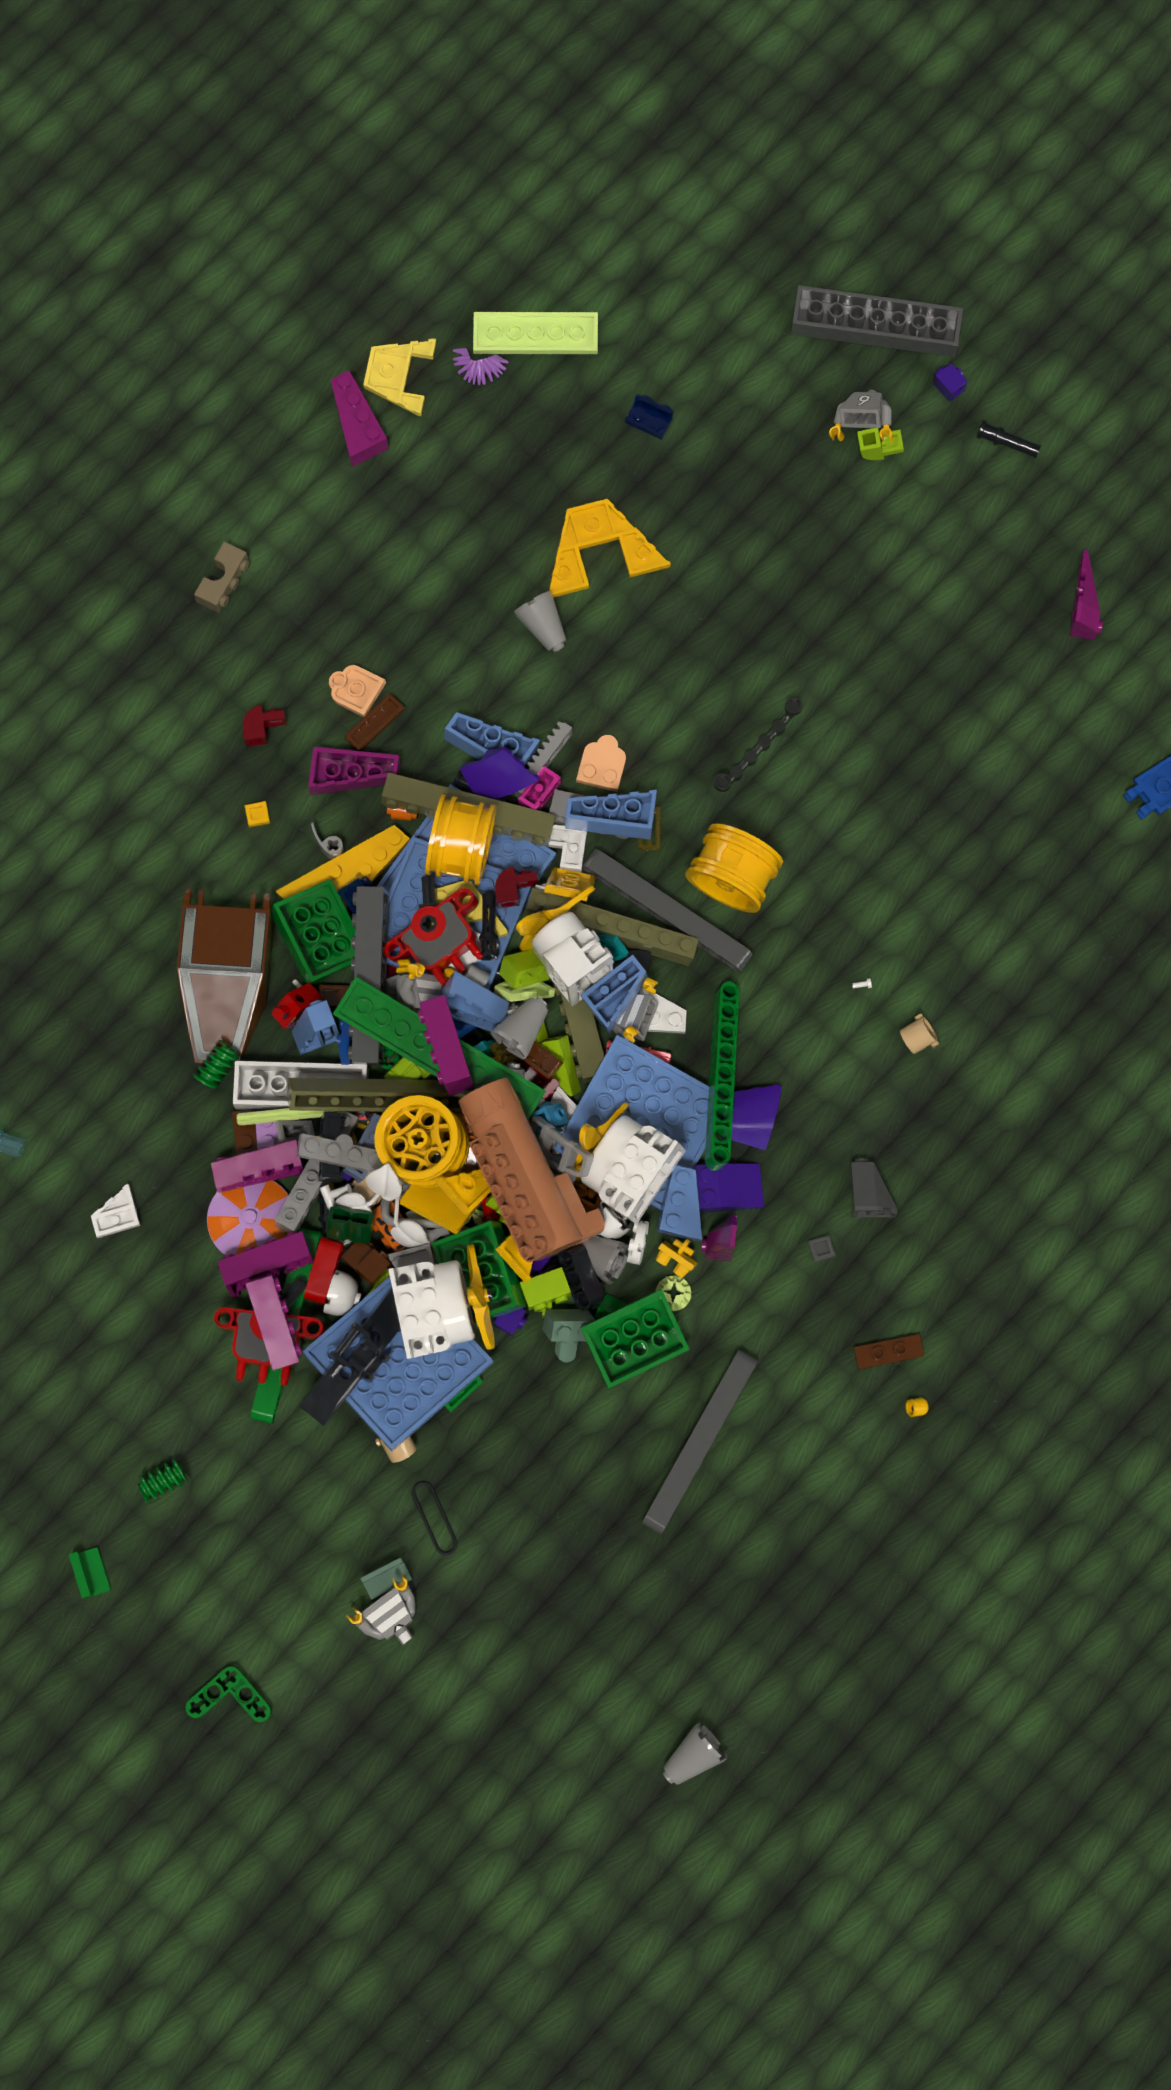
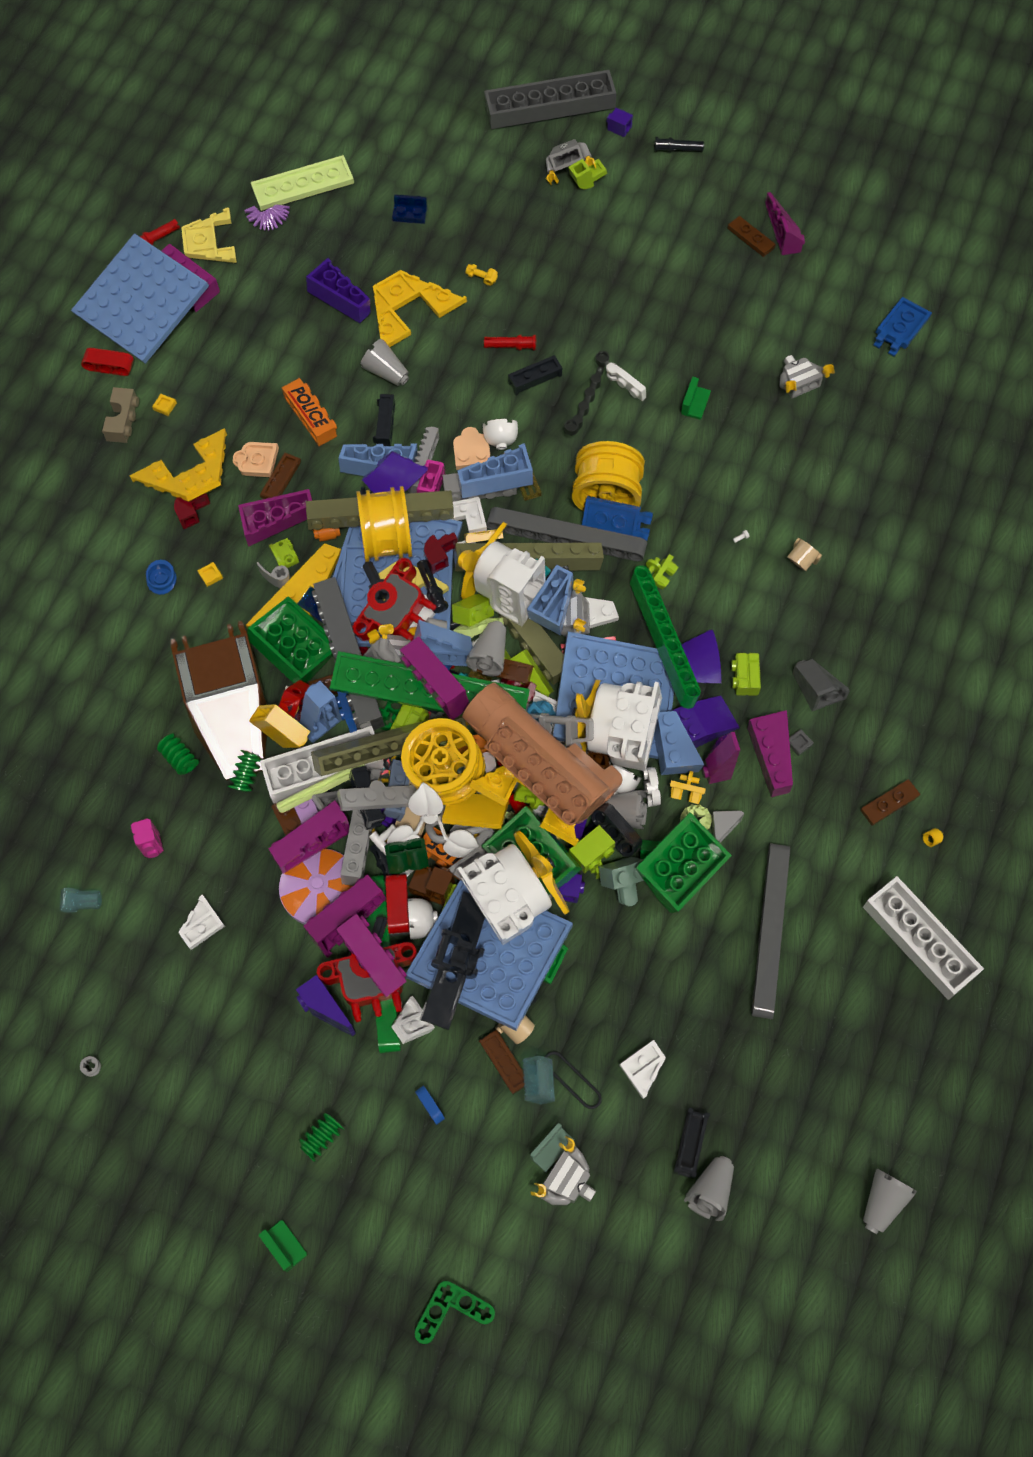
camera: 20 degrees left, 10 degrees down
(91, 1103) = (147, 838): none -> dark pink brick
(151, 1019) = (176, 755): none -> green piece
(202, 799) = (160, 577): none -> blue piece
(208, 1343) = (317, 1000): none -> dark purple slope
(228, 500) = (107, 361): none -> red beam
(269, 1030) = (279, 726): none -> yellow brick
(276, 579) = (164, 404): none -> yellow tile
(281, 696) = (194, 481): none -> yellow wing
(281, 1490) = (429, 1105): none -> blue beam
(286, 1401) = (408, 1023): none -> white wing
(291, 431) = (140, 298): none -> medium blue plate
(328, 347) = (160, 232): none -> red pin
(346, 818) = (284, 553): none -> lime piece
(372, 1475) = (503, 1061): none -> reddish brown plate
(398, 1507) = (538, 1080): none -> clear light blue brick
(435, 650) = (309, 411): none -> orange brick
(510, 1533) = (643, 1067): none -> white wing
(517, 693) = (385, 419): none -> black container
(523, 502) = (337, 290): none -> dark purple wedge
(527, 1627) = (691, 1144): none -> black container
(527, 1679) = (712, 1190): none -> light grey cone
(640, 759) = (500, 433): none -> white cylinder
(699, 1310) = (724, 822): none -> light grey slope
(709, 544) = (489, 277): none -> yellow bar
(709, 645) = (519, 342): none -> red pin
(710, 695) = (535, 374): none -> black container
(728, 915) = (616, 517): none -> blue tile
(762, 989) = (665, 566): none -> lime hips
(787, 1245) = (772, 747): none -> magenta wedge
(796, 1151) = (746, 674): none -> lime brick
(811, 740) = (625, 380): none -> white hinge
(852, 1510) = (923, 938): none -> white brick
(883, 794) = (695, 400): none -> green panel
(1017, 809) = (802, 376): none -> light grey torso
(1043, 598) = (751, 236): none -> reddish brown plate

